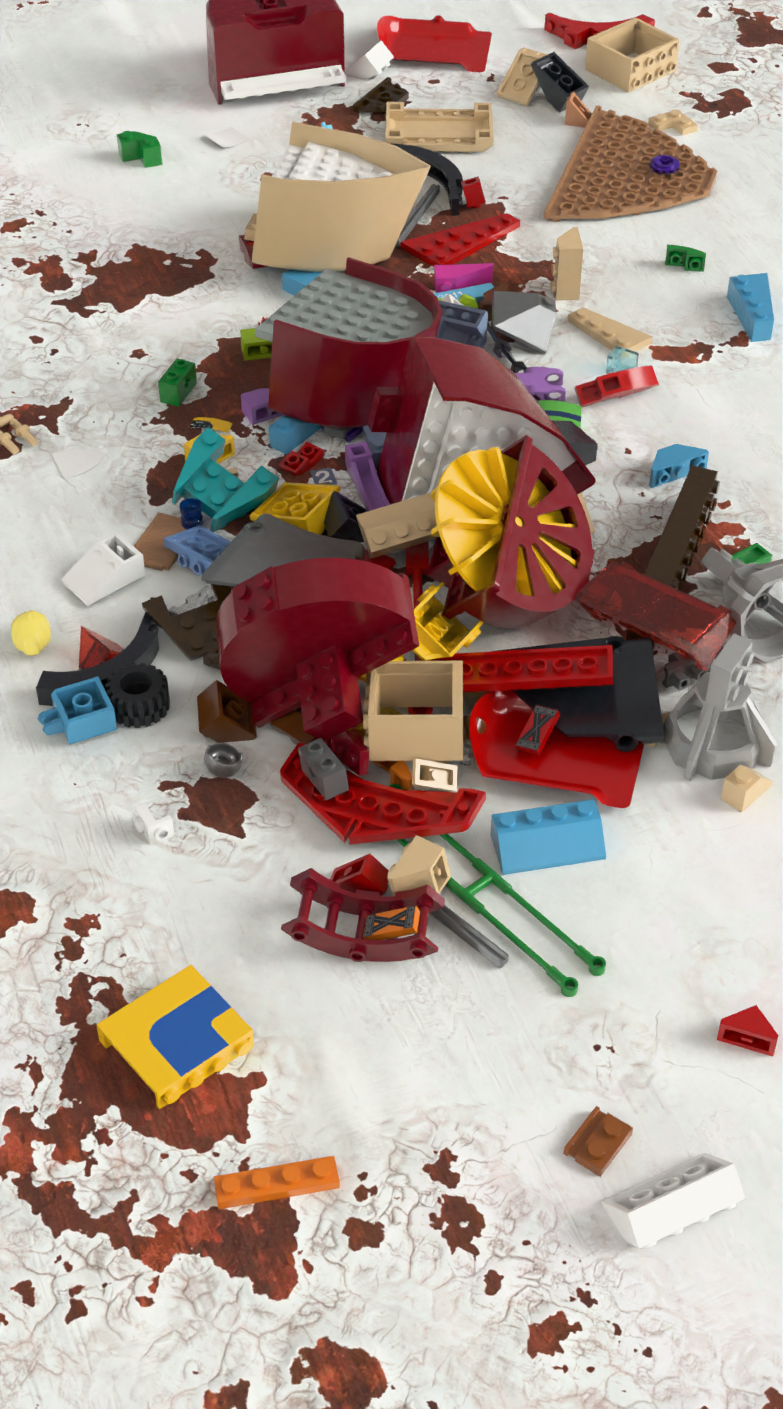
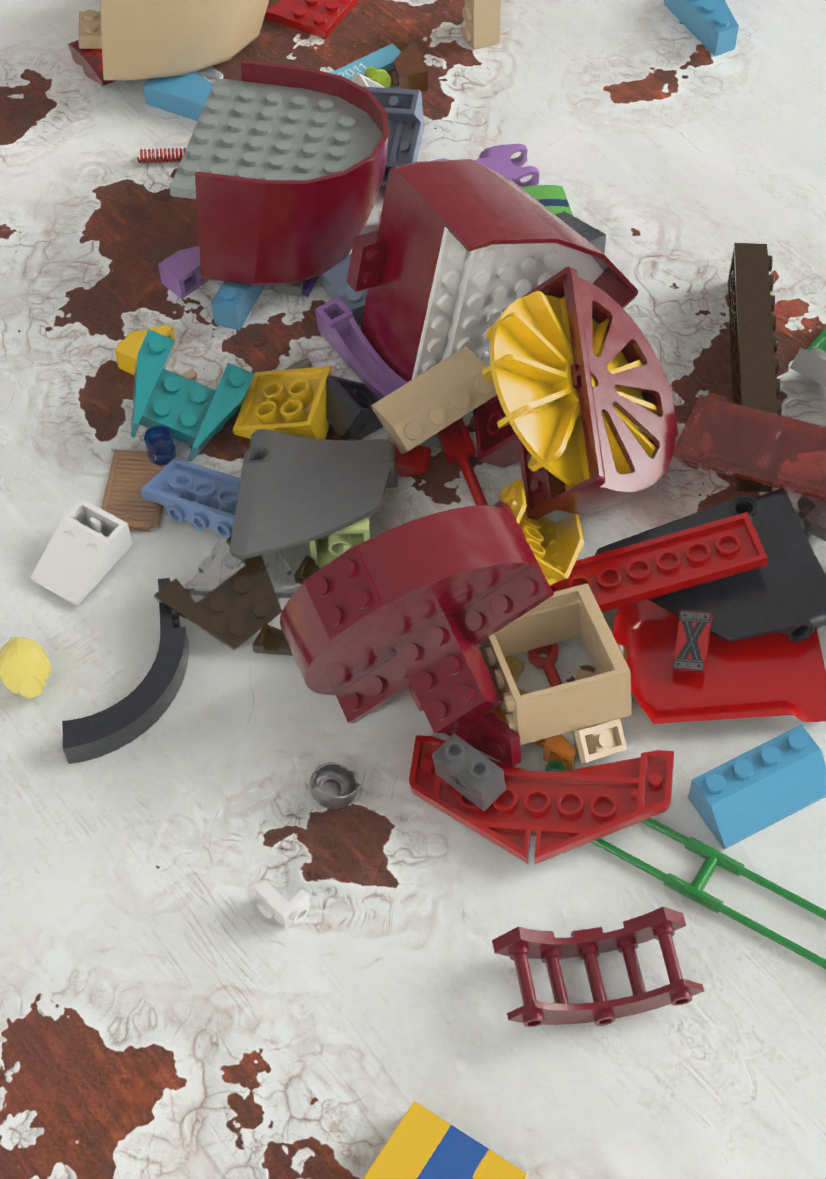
camera: 15 degrees left, 10 degrees up
(79, 711) = (132, 766): dark azure hinge -> none
(95, 649) = (117, 671): clear red slope -> none
(138, 694) = (188, 701): black tyre -> none
(177, 382) = (71, 263): green brick -> none
(212, 423) = (131, 309): yellow sticker -> none
(224, 715) = (310, 721): reddish brown slope -> none
(254, 347) = (148, 187): lime slope -> none
(292, 726) = (405, 715): reddish brown slope -> none
(302, 460) = (263, 334): red slope -> none
(323, 475) = (295, 350): sand blue sticker -> none
(362, 874) = (565, 909): red slope -> none
(392, 923) = (634, 968): tile -> none
(420, 865) = (643, 884): tan slope -> none
(461, 276) = (354, 43): dark pink slope -> none
(471, 936) = (729, 950): dark grey axle -> none
(503, 346) = (447, 131): black flag -> none
(524, 317) = (454, 83): slope -> none
(608, 331) = (551, 79): tan wing -> none
(616, 384) = (592, 150): red slope -> none
(621, 359) = (586, 117): clear light blue panel -> none
(675, 462) = (701, 237): dark azure slope -> none

